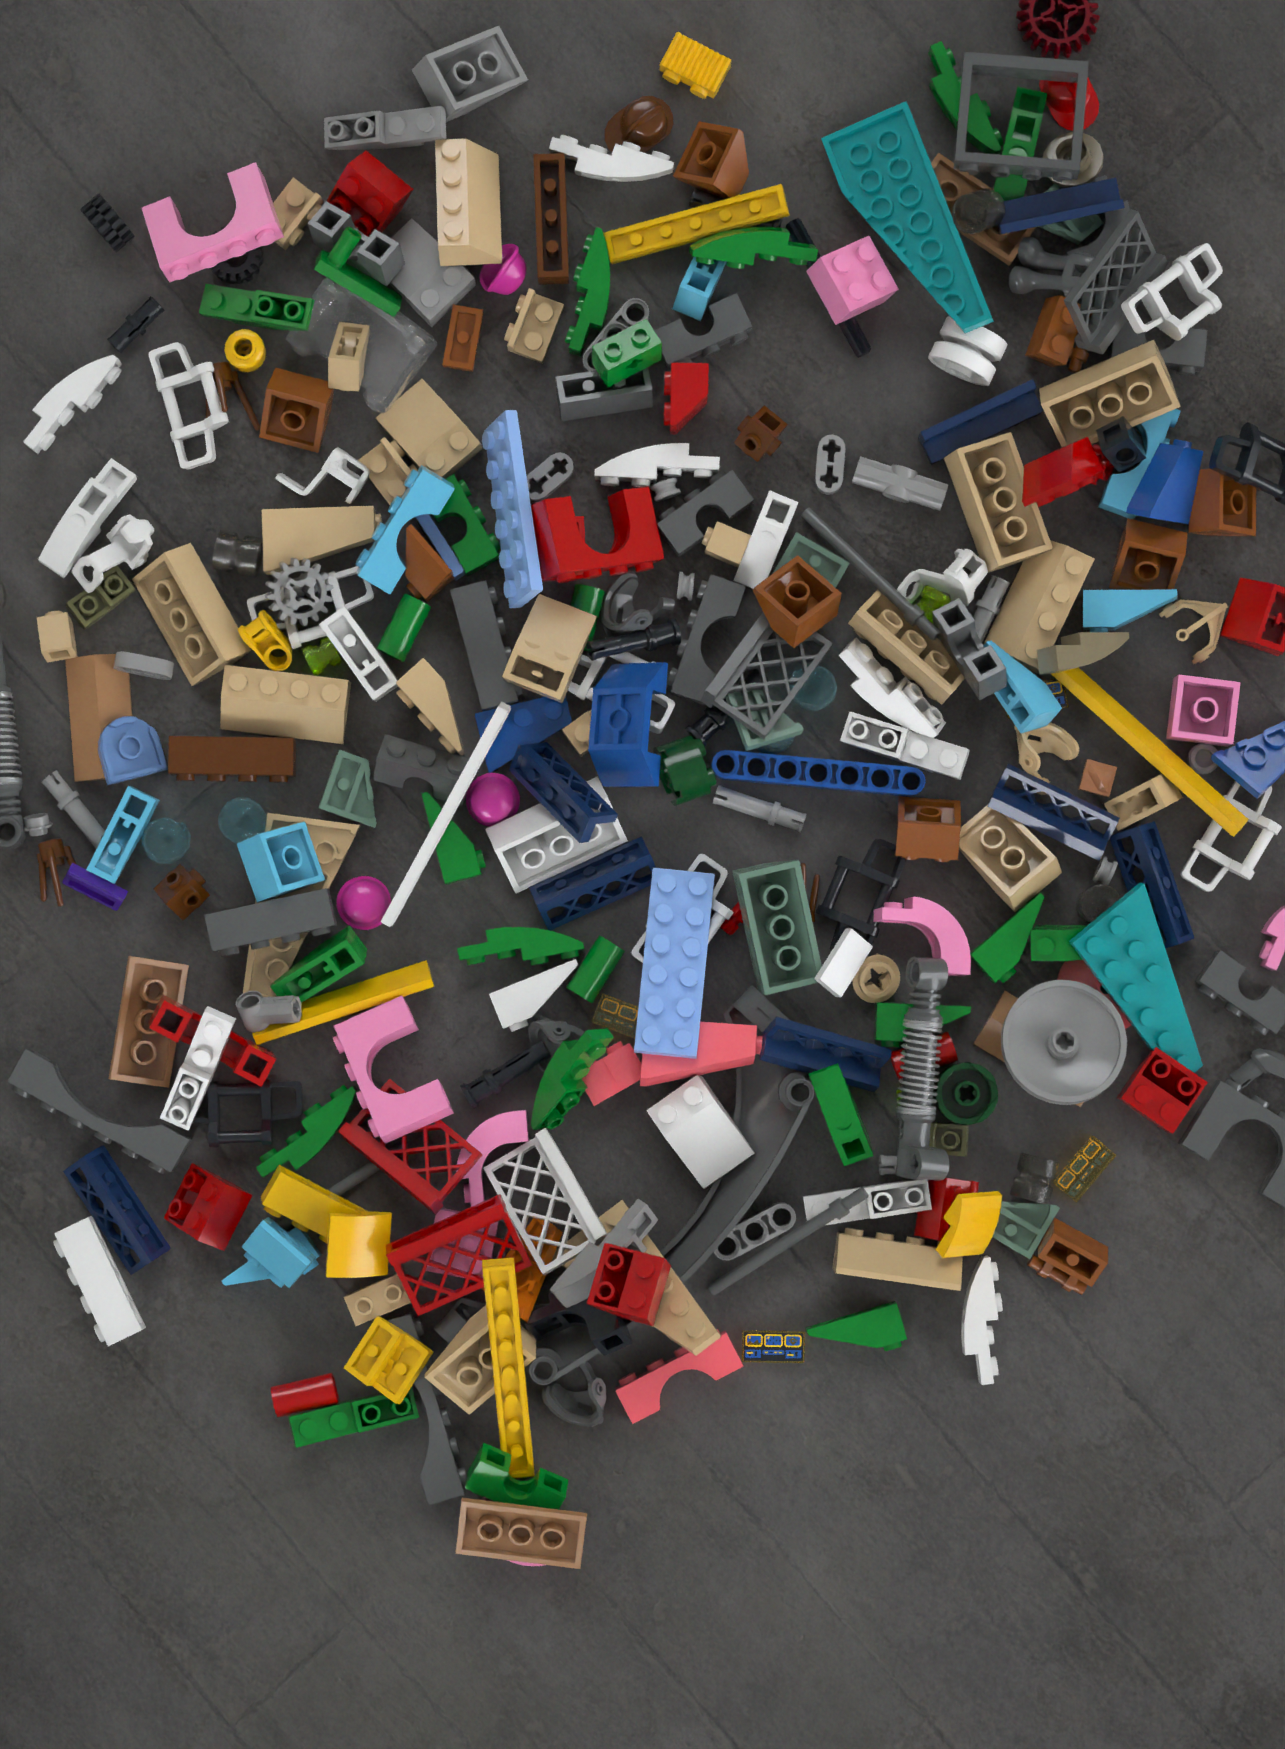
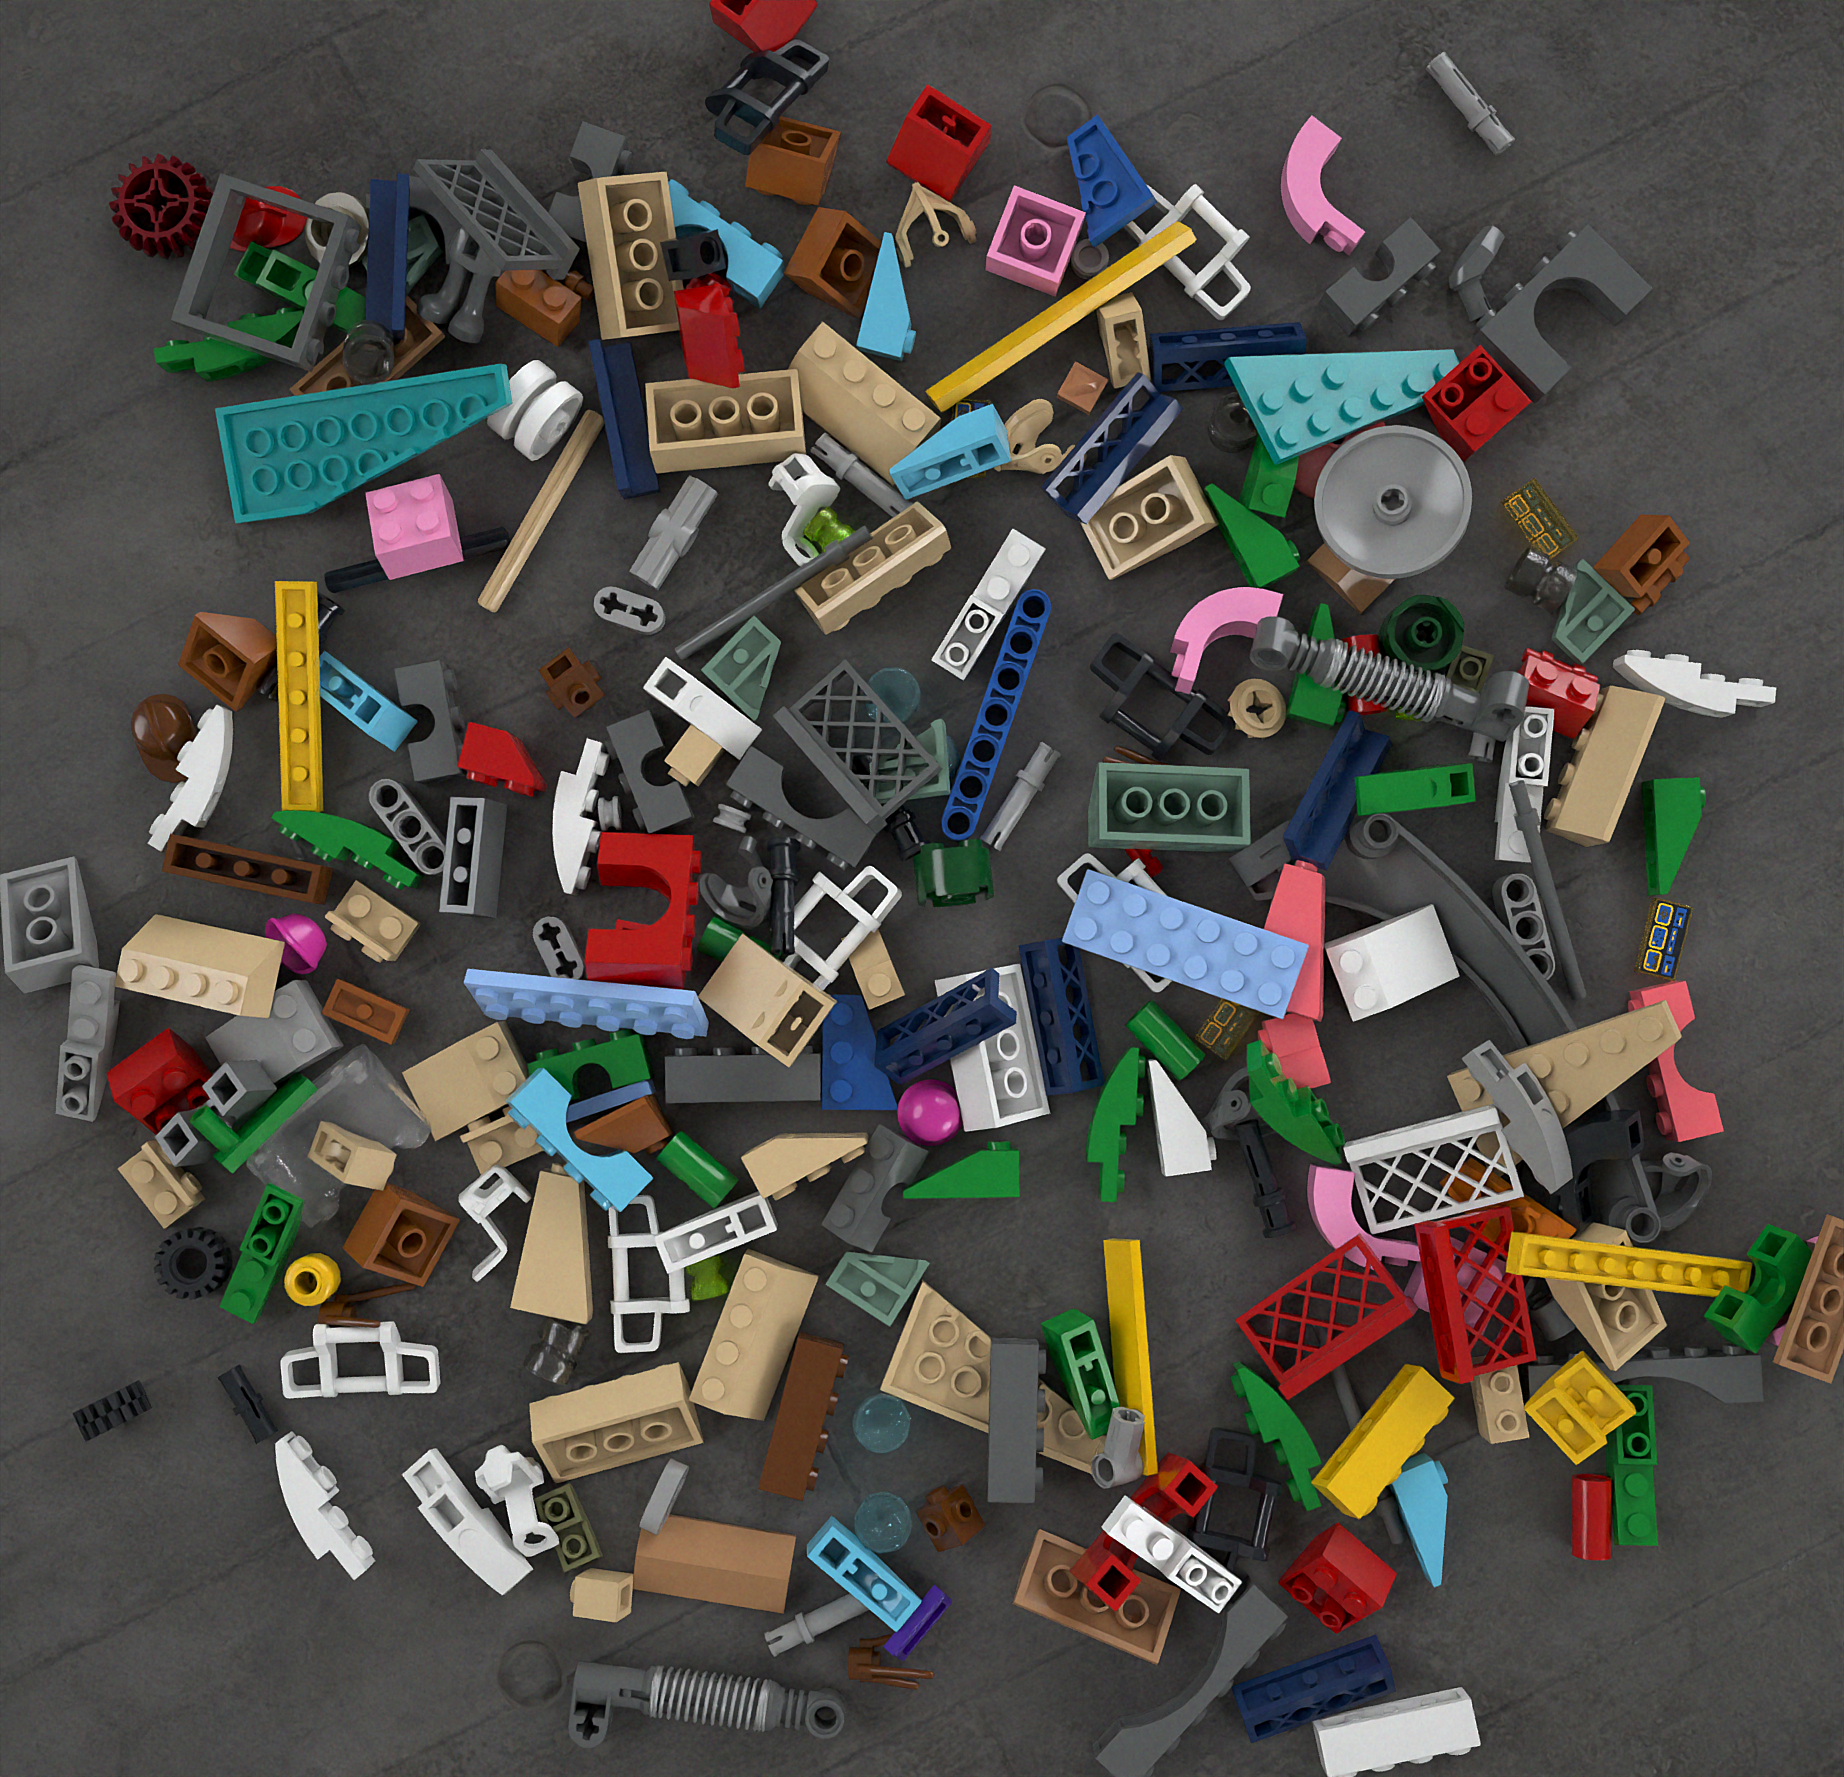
camera: 70 degrees left, 0 degrees up
(37, 824) = (824, 1673): light grey plate -> none
(130, 750) = (762, 1539): medium blue tile -> none
(251, 227) = (162, 1238): bright pink arch -> none
(263, 637) = (666, 1343): yellow piece -> none
(277, 1253) = (1421, 1511): medium azure slope -> none
(280, 861) = (944, 1390): medium azure slope -> none
(291, 601) = (635, 1300): light grey gear -> none
(358, 1244) = (1434, 1412): yellow slope -> none
(361, 1040) = (1184, 1346): bright pink arch -> none
(363, 902) = (1015, 1298): dark pink helmet -> none
(446, 814) = (937, 1175): white tile -> none
(623, 723) = (880, 933): blue slope -> none
(626, 353) = (431, 817): green brick -> none
(629, 1283) = (1573, 1097): red slope -> none
(695, 66) = (108, 652): yellow brick -> none
(741, 244) = (338, 649): green slope -> none
(797, 601) = (784, 687): dark orange slope -> none
(843, 962) = (1232, 741): white tile -> none
(891, 375) = (541, 511): none -> tan axle
(897, 701) = (933, 599): white slope -> none
(928, 828) = (1095, 600): dark orange slope -> none
(971, 1224) = (1584, 667): yellow slope -> none
(977, 663) = (919, 488): dark grey arch -> none
(1079, 650) = (929, 367): dark tan slope -> none
(1104, 871) = (1196, 406): light grey bush -> none
(1168, 483) = (754, 212): blue slope -> none
(1195, 289) = (528, 127): white bar -> none

